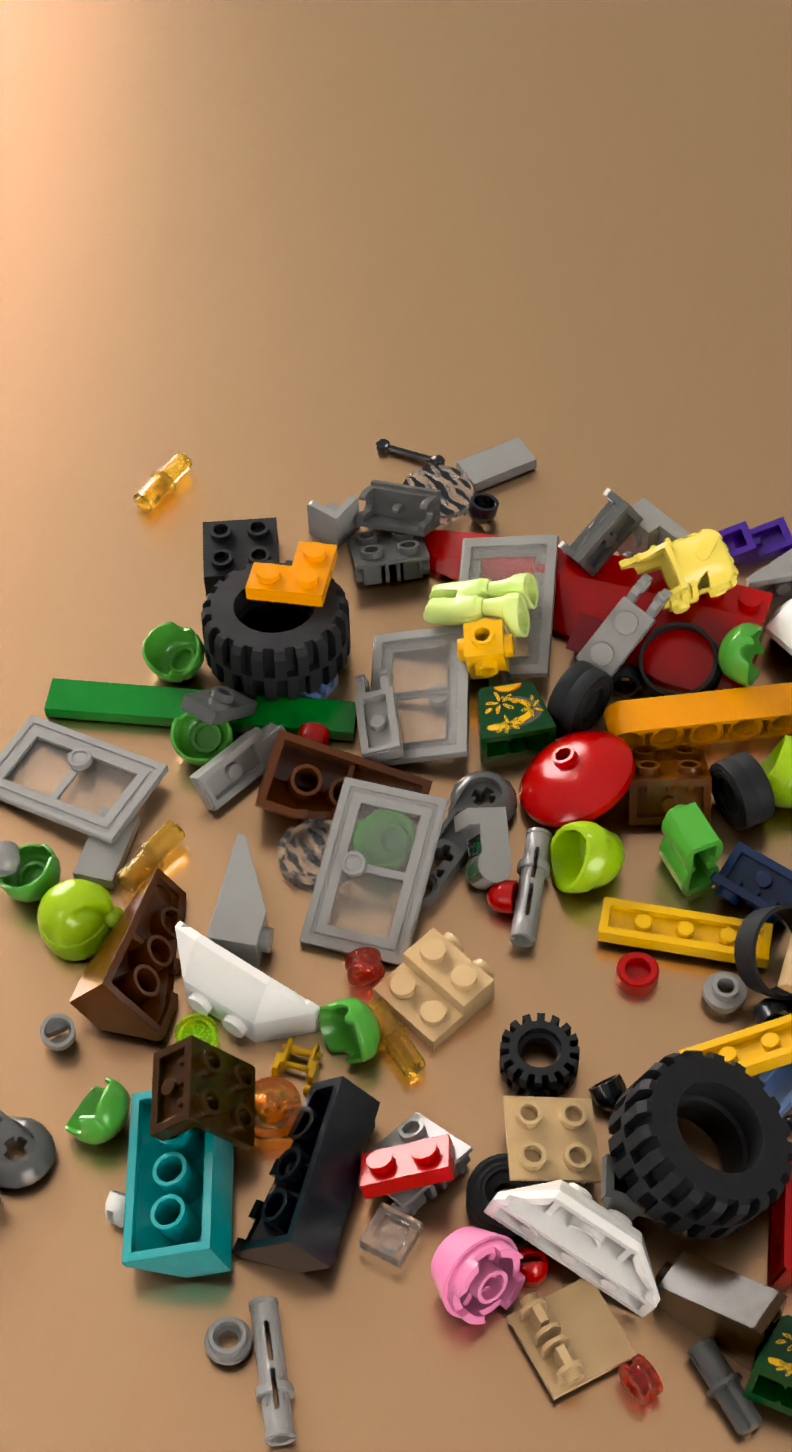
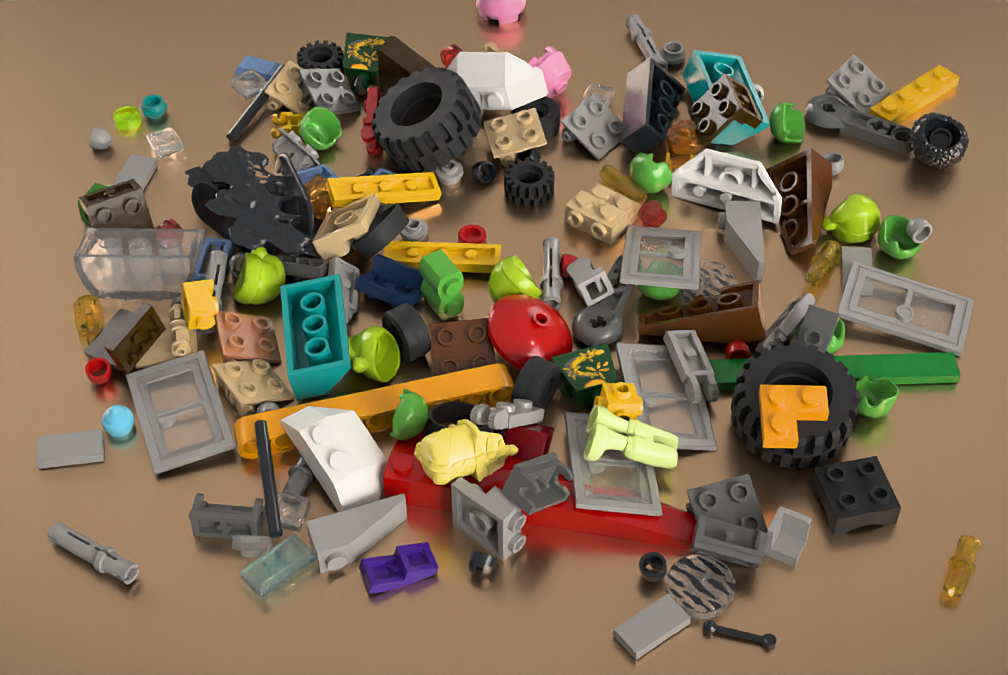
camera: 170 degrees right, 5 degrees down
(407, 1166) = (595, 103): plate -> none

